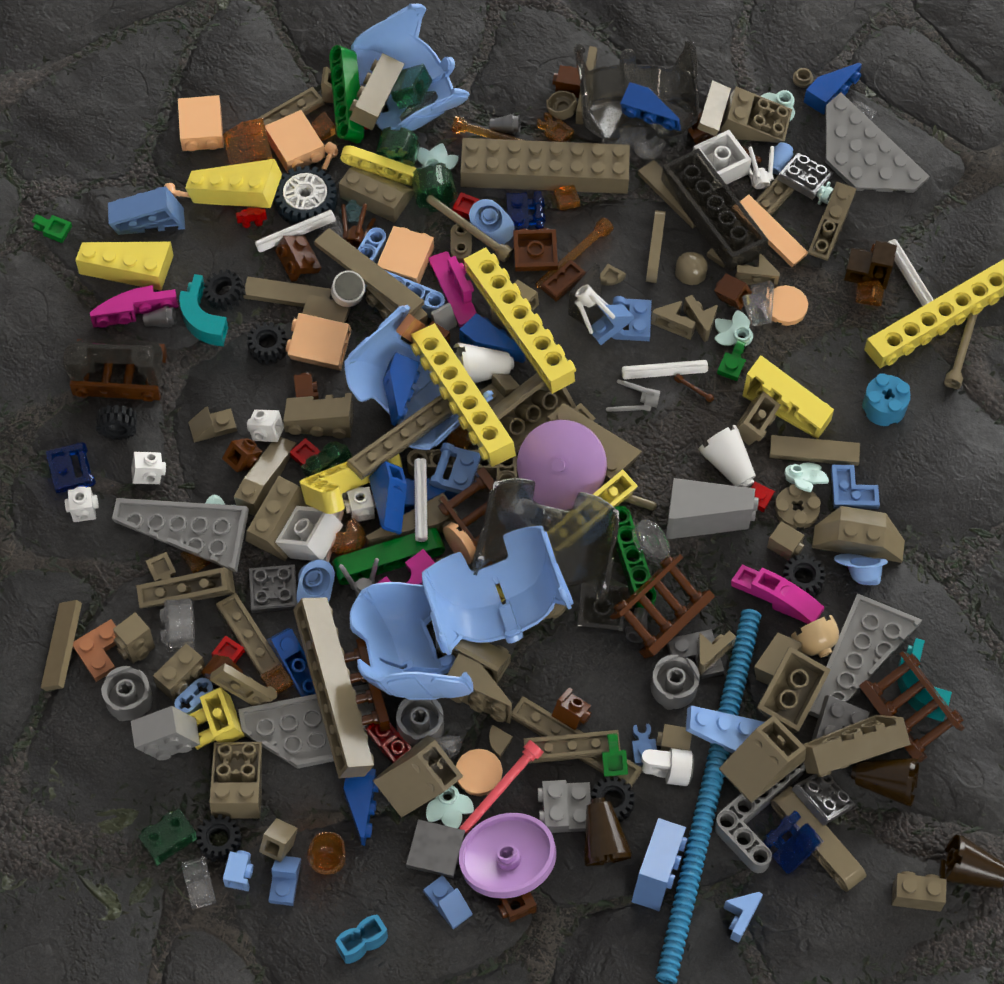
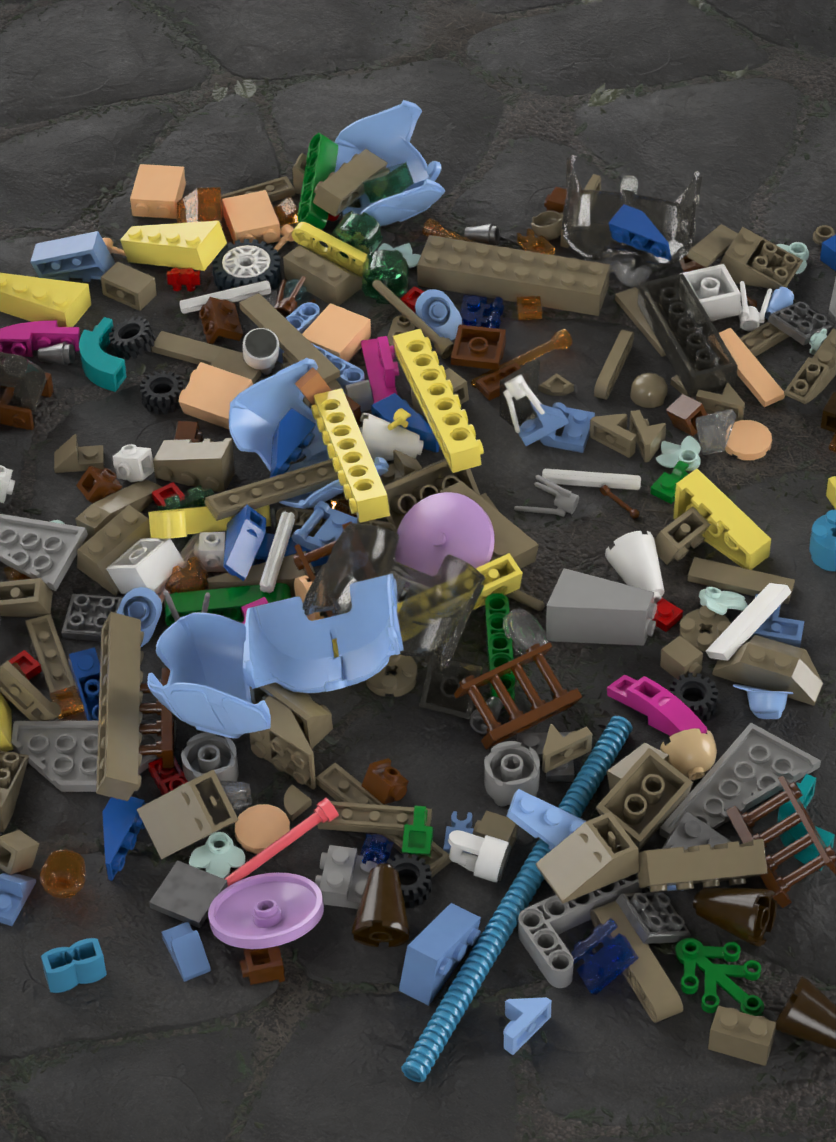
camera: 15 degrees right, 15 degrees down
(204, 232) = (128, 286): none -> dark tan brick
(490, 340) = (399, 419): none -> light yellow hand
(582, 777) = (376, 849): none -> clear blue plate
(834, 496) = (748, 621): none -> white tile
(884, 837) = (718, 974): none -> green plant

